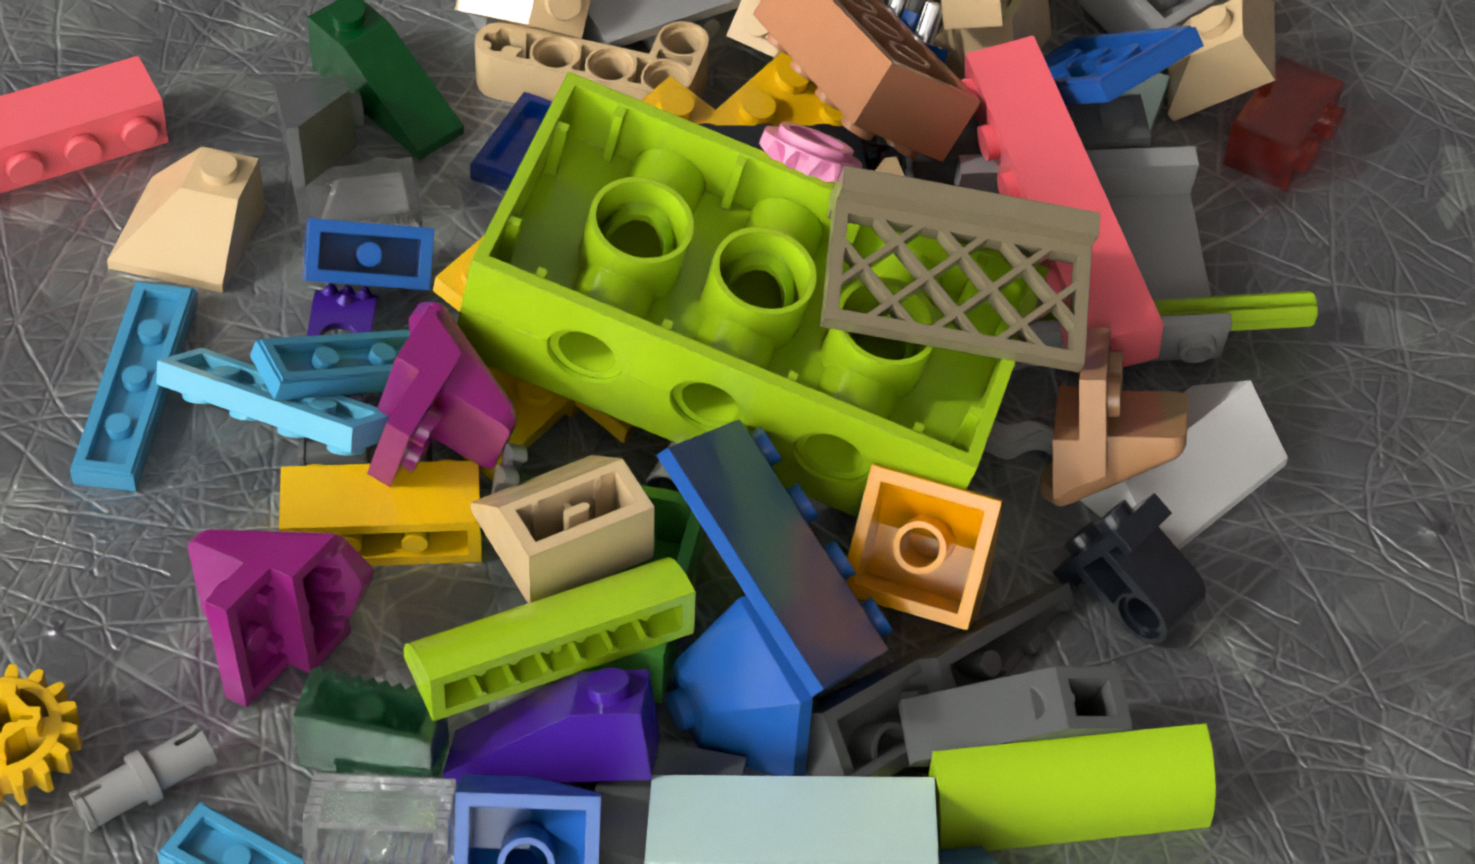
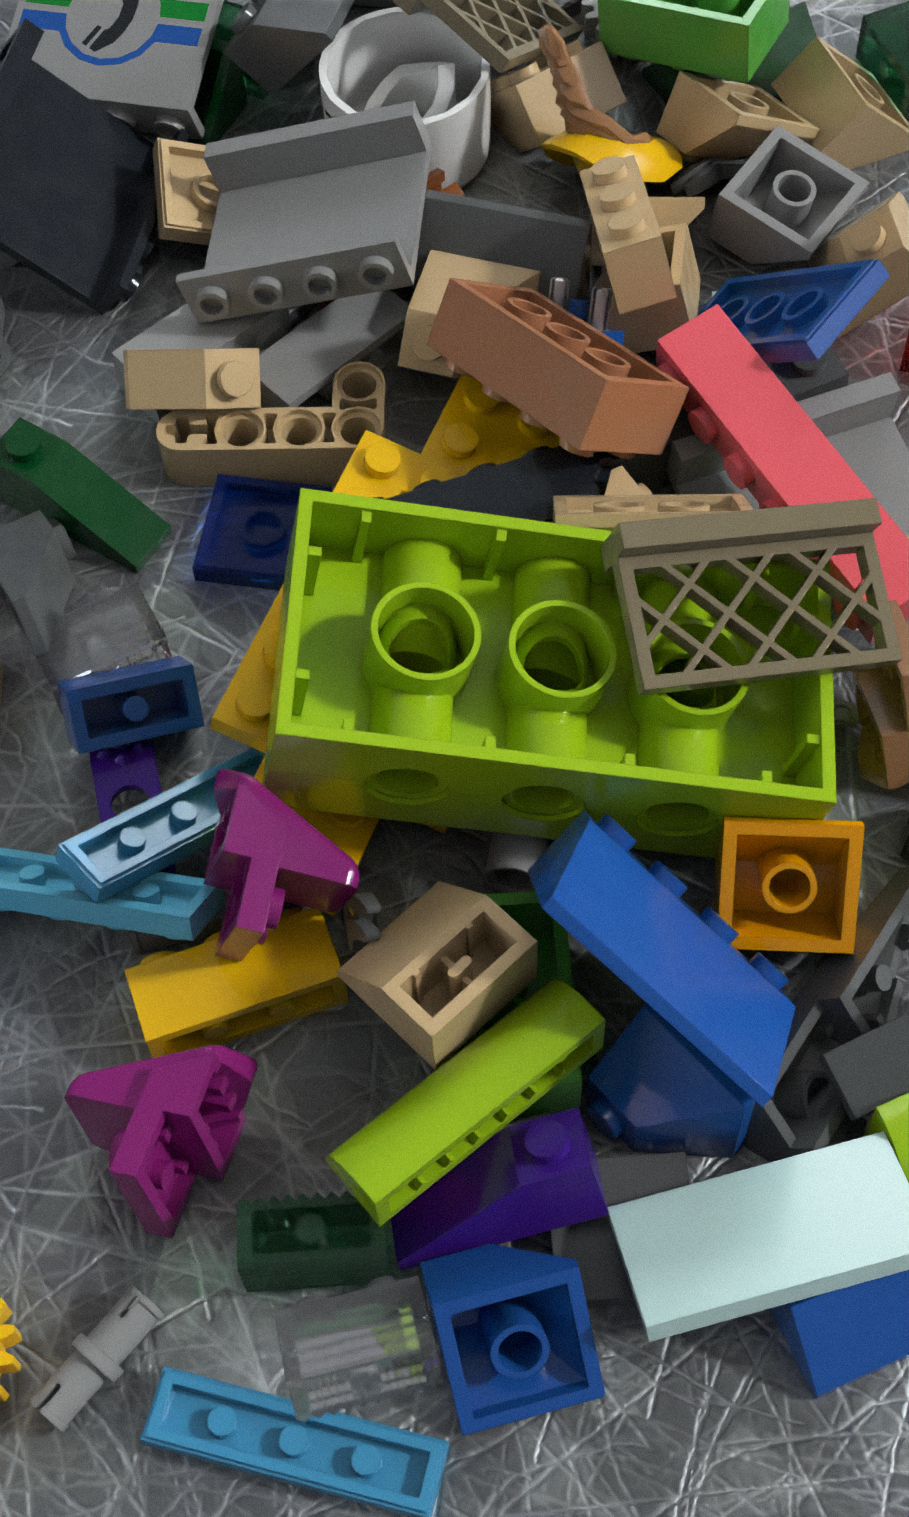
camera: 10 degrees left, 10 degrees up
(808, 150) = (570, 509): bright pink gear -> none

